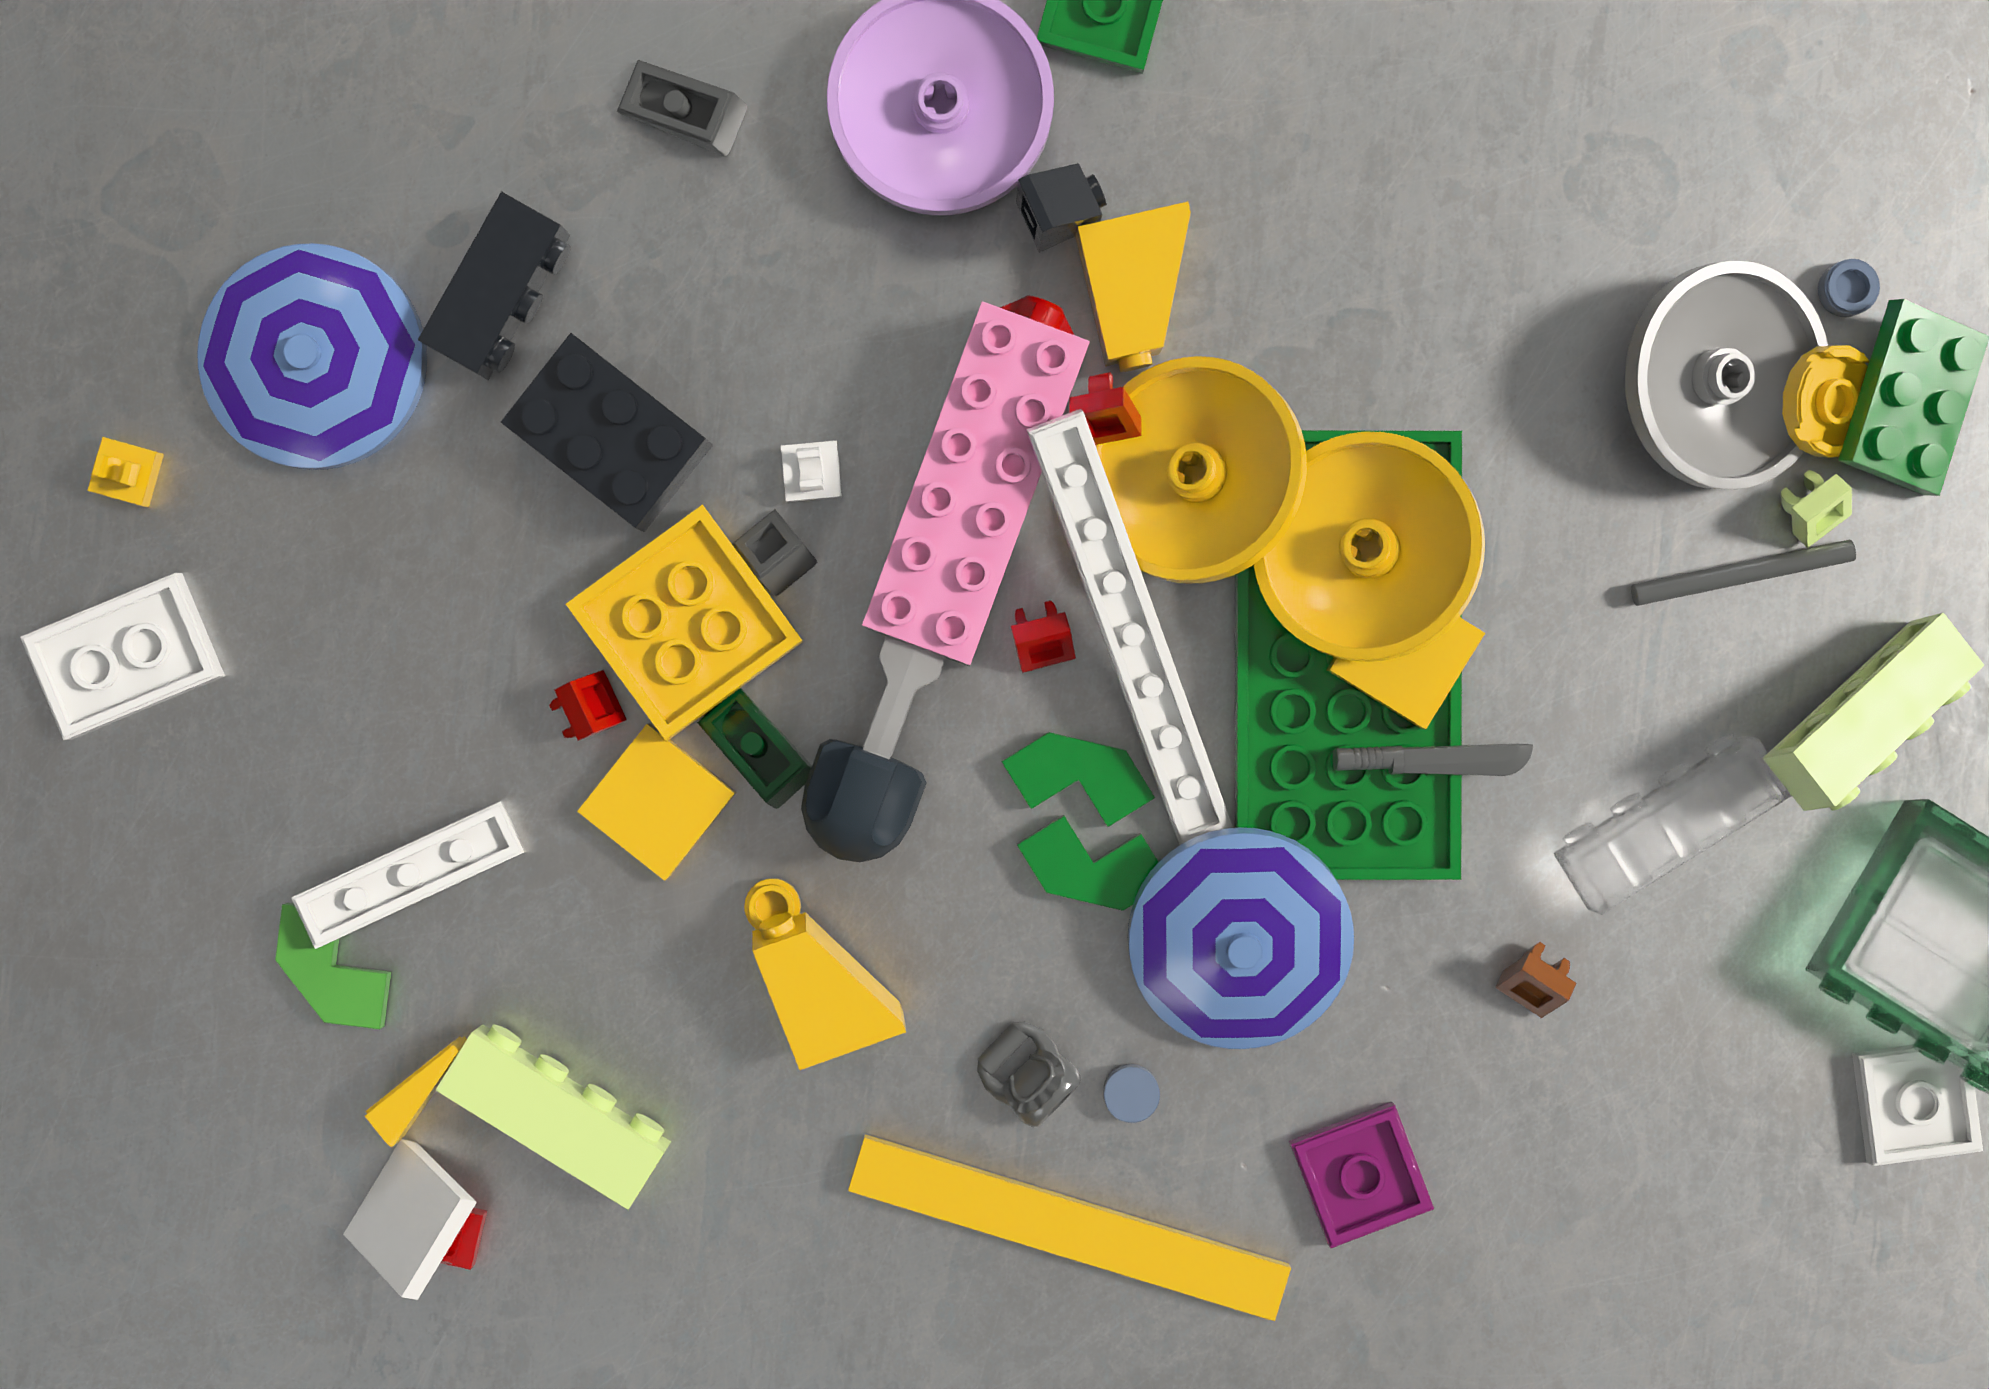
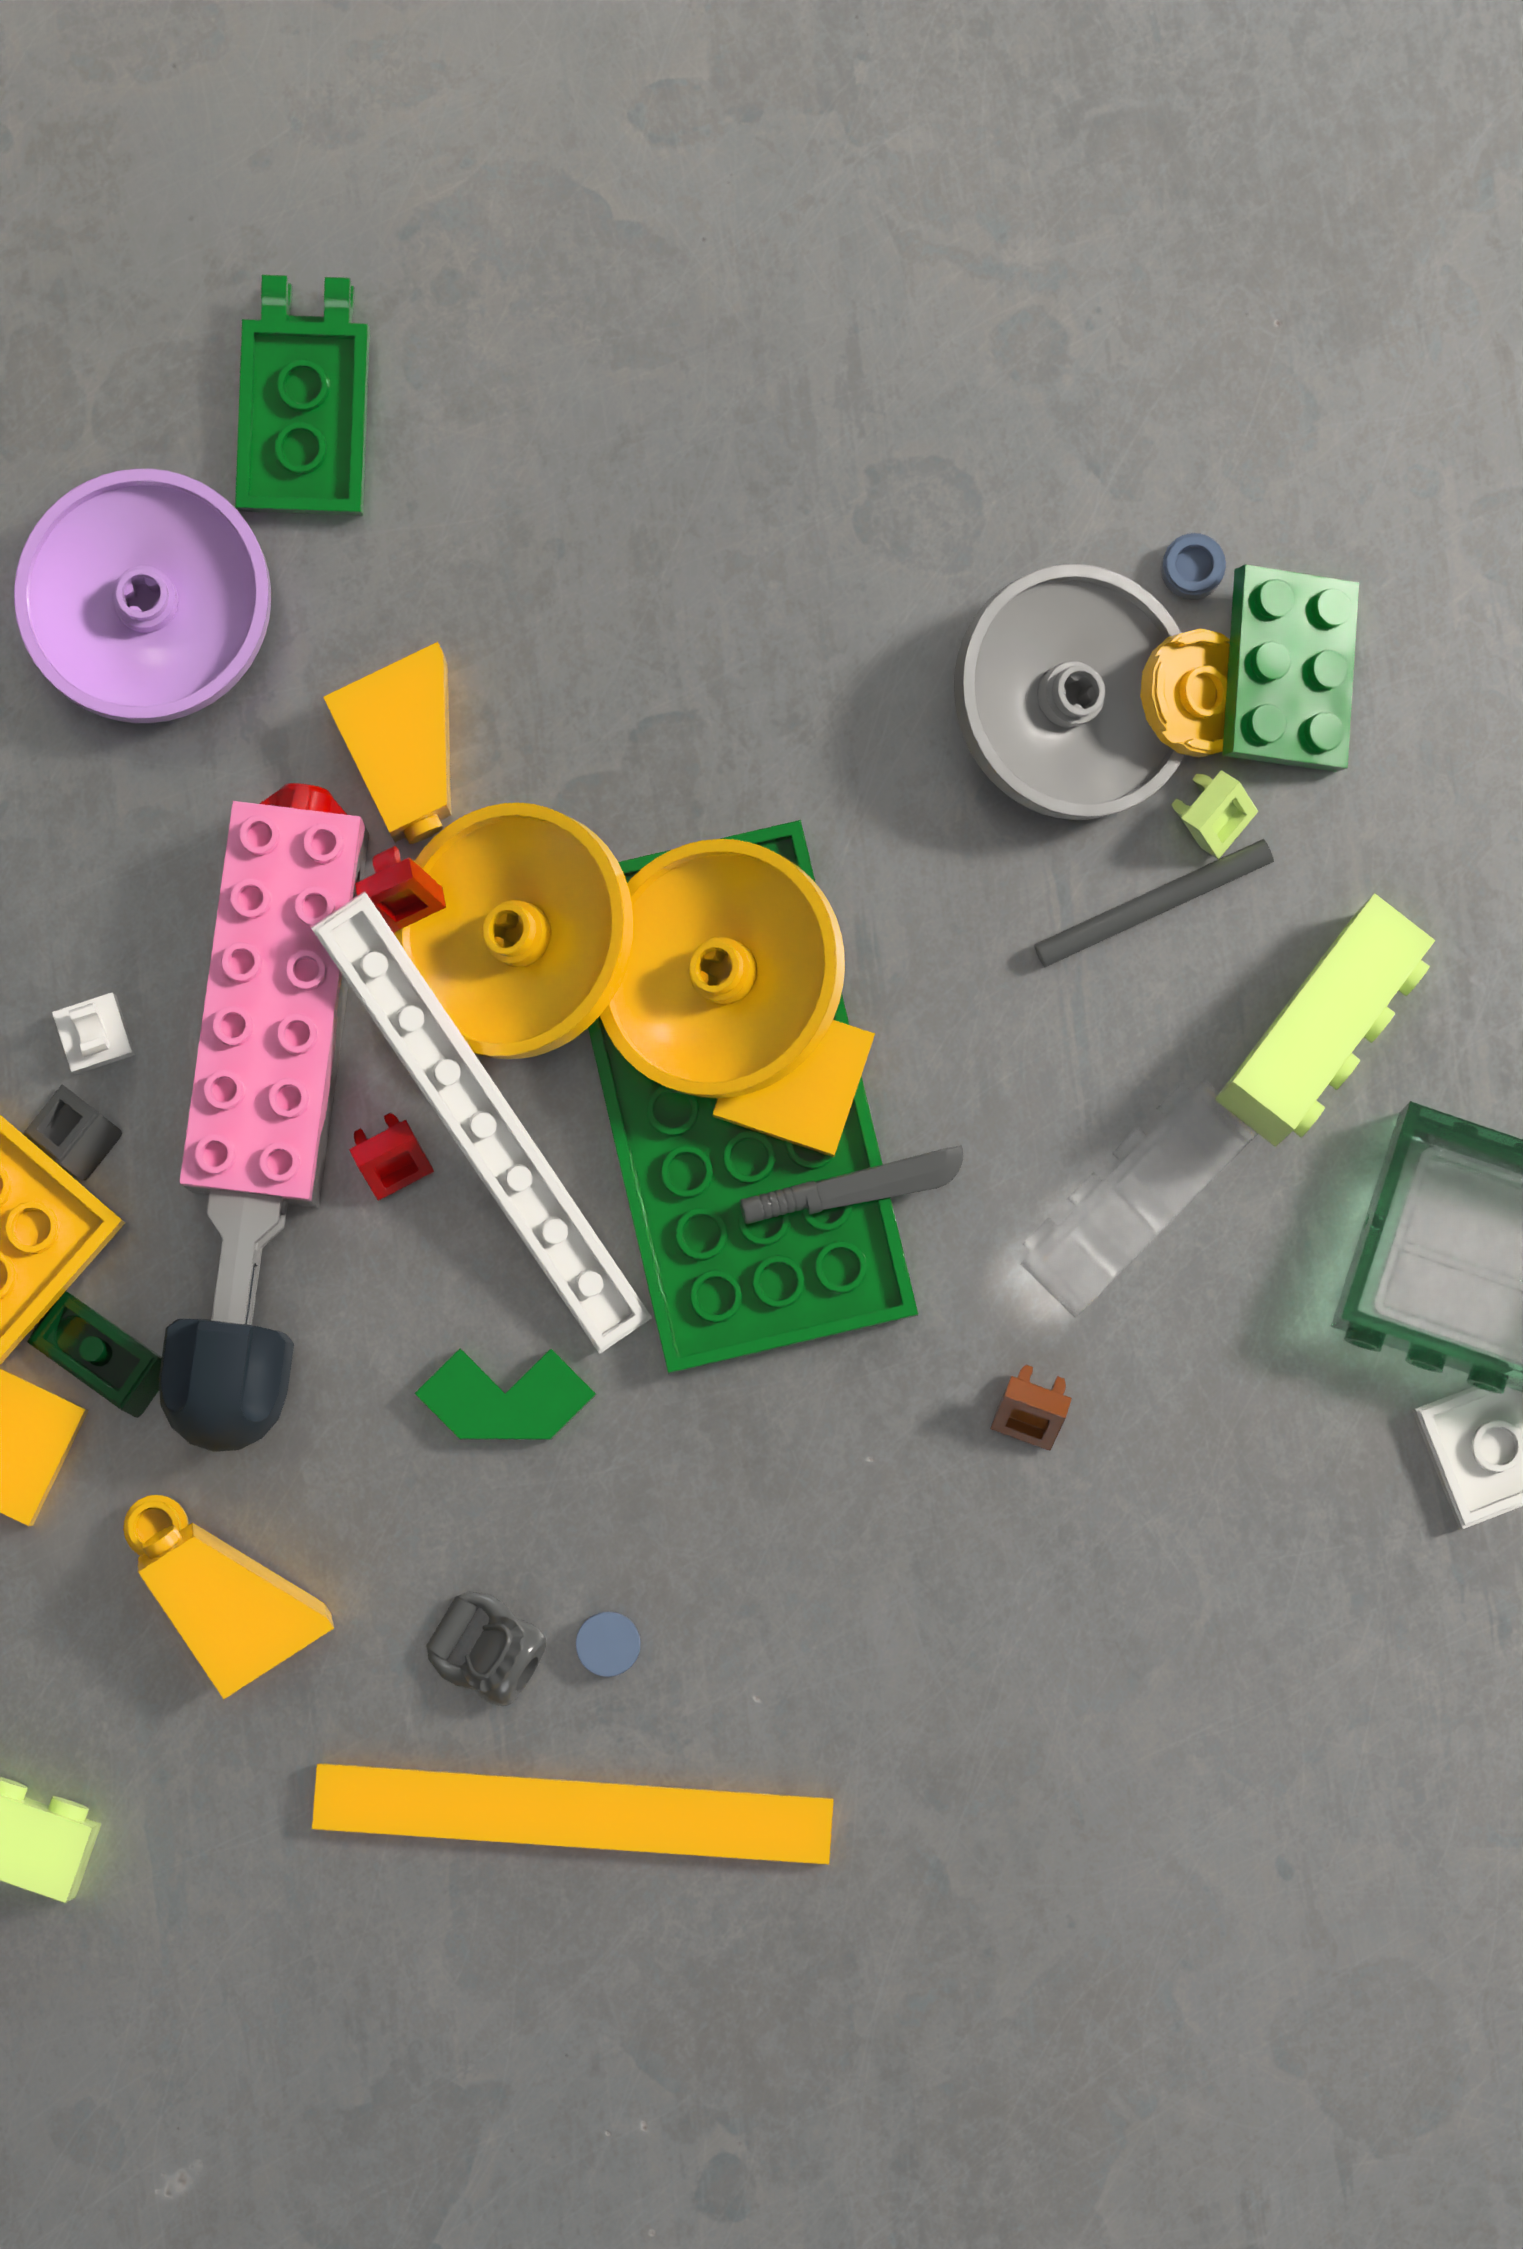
camera: 15 degrees left, 5 degrees down
(1058, 203) = (297, 675): black slope -> none
(1102, 770) = (442, 1288): green tile -> none
(1240, 938) = (686, 1438): dish -> none
(1361, 1175) = (890, 1676): magenta tile -> none

